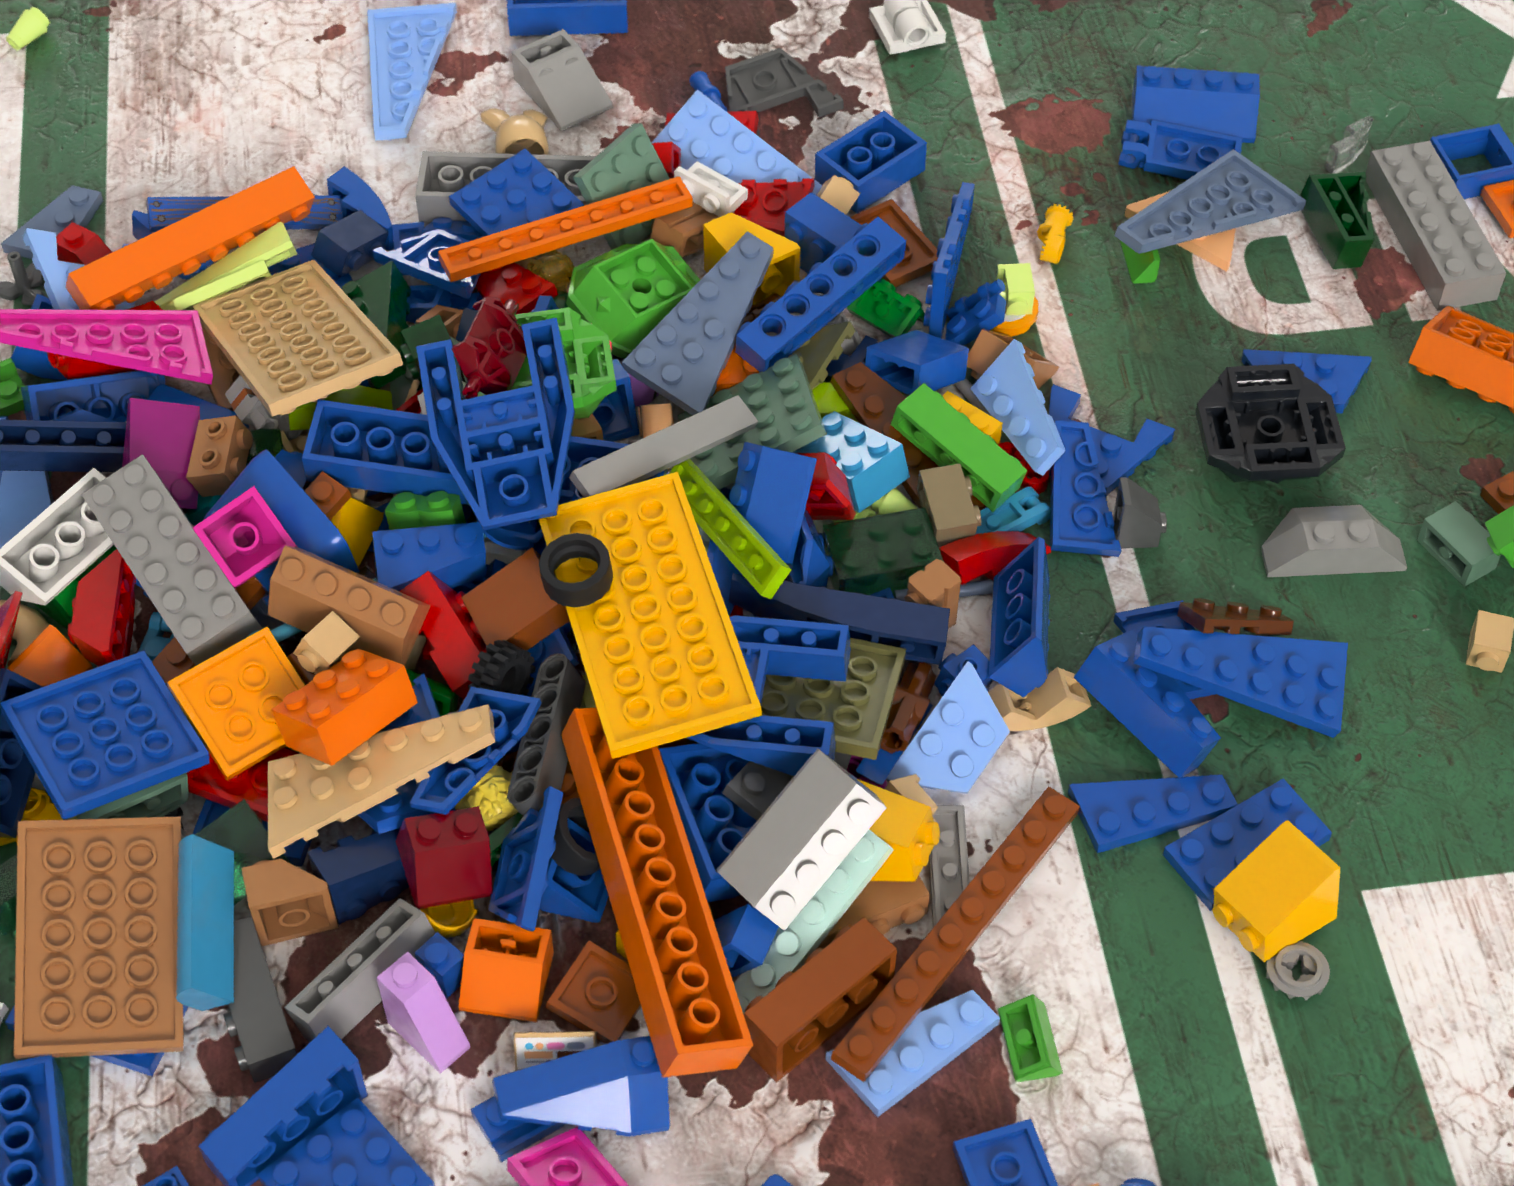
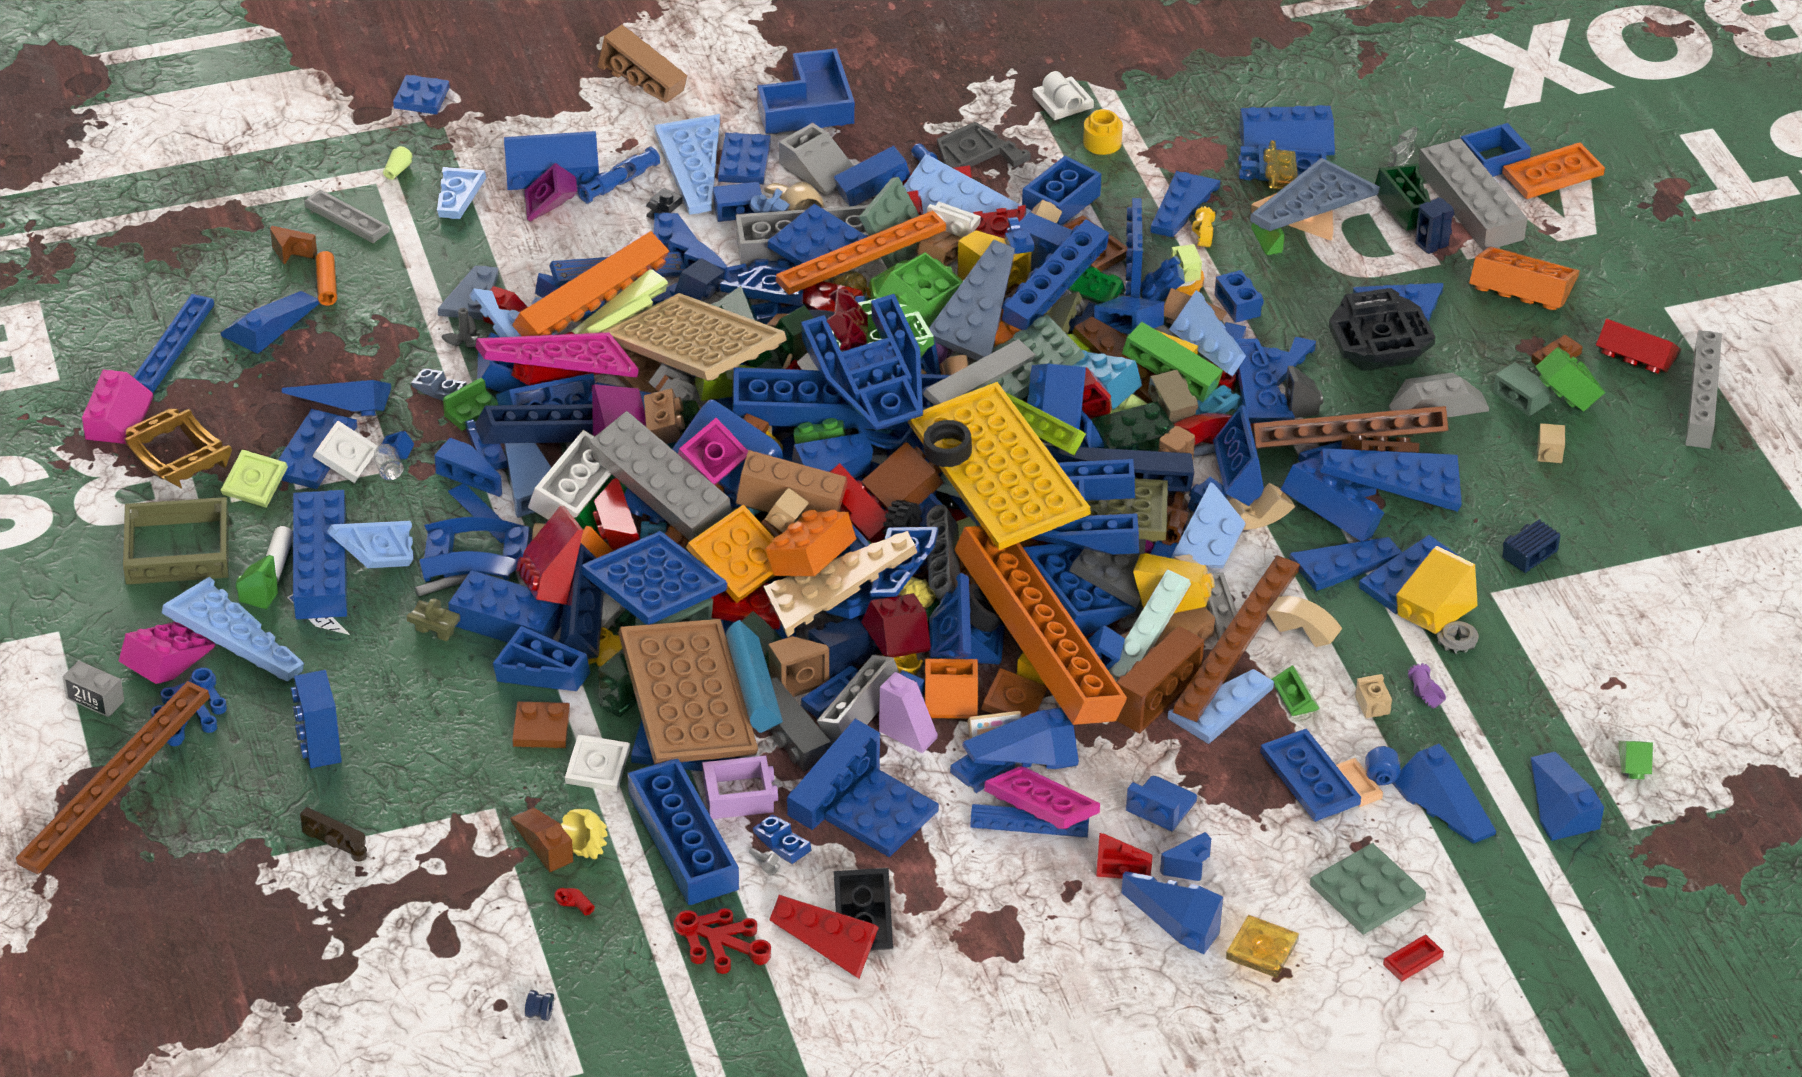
camera: 10 degrees left, 10 degrees down
(89, 76) = (458, 191): none -> light blue wing
(173, 1140) = (739, 803): none -> lavender window
(204, 90) = (549, 191): none -> magenta slope
(215, 47) = (534, 154): none -> blue slope
(282, 82) = (607, 181): none -> blue piece
(318, 952) = (821, 698): none -> blue plate
(342, 152) = (667, 225): none -> blue wing
(346, 119) = (663, 201): none -> black plate
(441, 129) = (734, 200): none -> blue brick
(466, 140) = (761, 204): none -> medium blue hips
(471, 67) = (744, 158): none -> blue plate
(613, 113) = (871, 176): none -> blue brick
(784, 234) = (1017, 238): none -> blue plate
(801, 839) = (1131, 581): light grey slope -> none
(947, 80) = (1102, 132): none -> yellow piece
(1032, 190) = (1182, 200): none -> blue wing
(1059, 902) = (1296, 612): none -> tan brick
(1079, 346) = (1238, 296): none -> blue brick
(1137, 1060) = (1373, 696): none -> tan brick
(1175, 156) = (1280, 166): none -> clear yellow bracket
(1194, 579) = (1342, 427): none -> dark orange brick
(1232, 1062) = (1425, 686): none -> medium lavender connector
(1372, 268) = (1434, 225): none -> dark blue brick
(1434, 818) = (1531, 545): none -> dark blue brick

